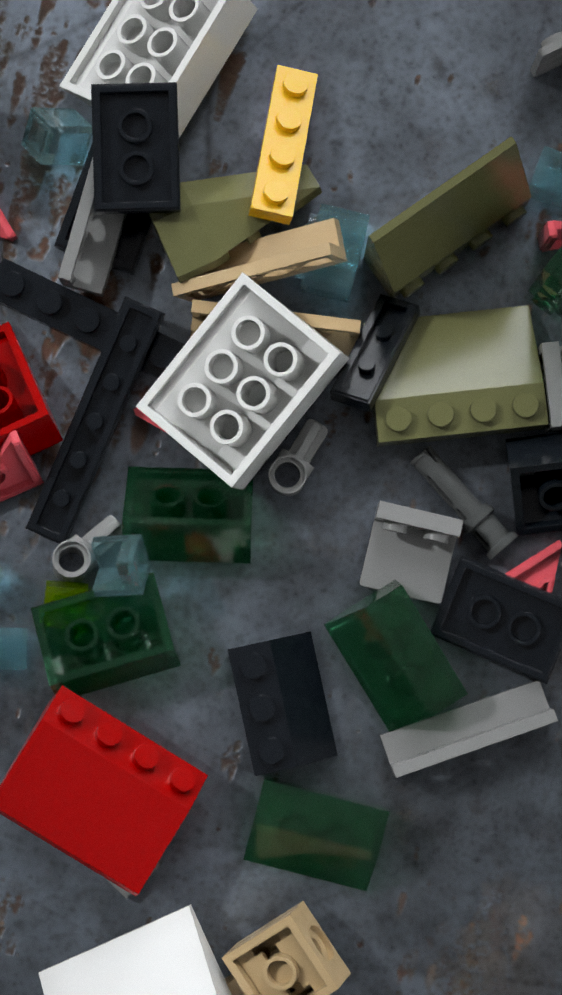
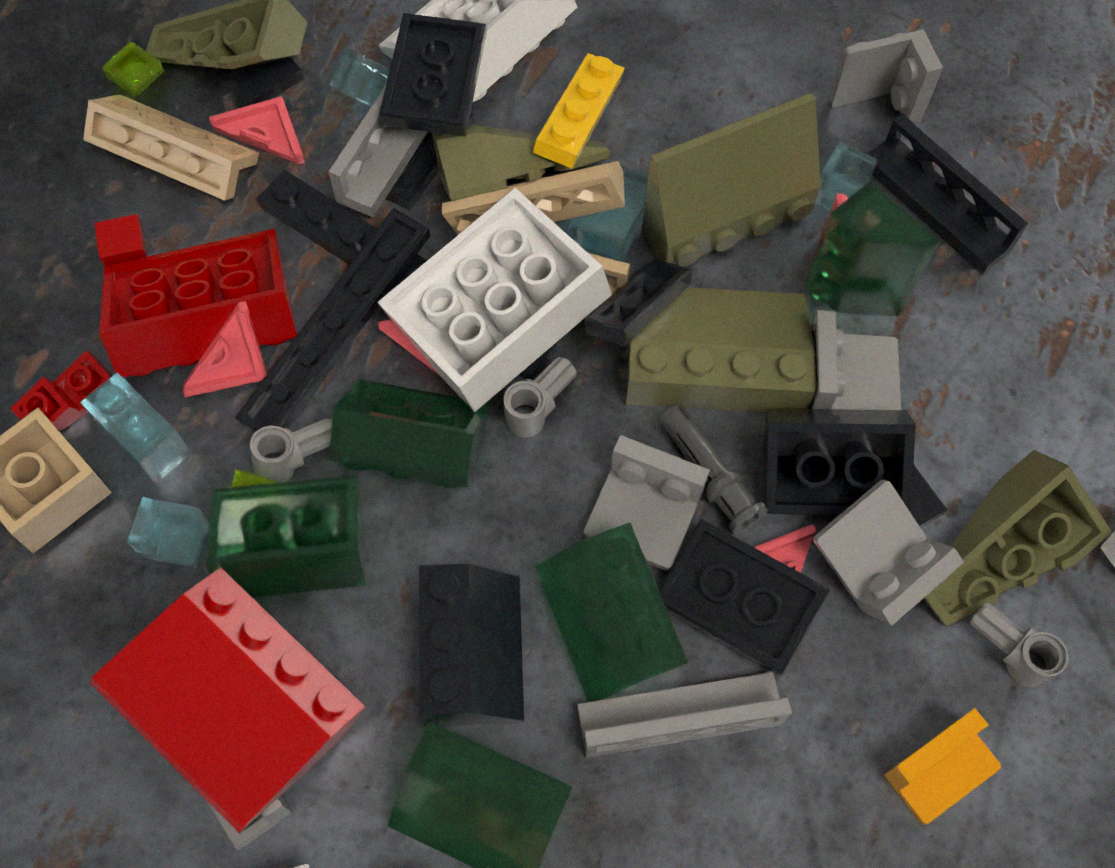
camera: 10 degrees right, 20 degrees down
(121, 565) = (325, 457): clear light blue panel -> none

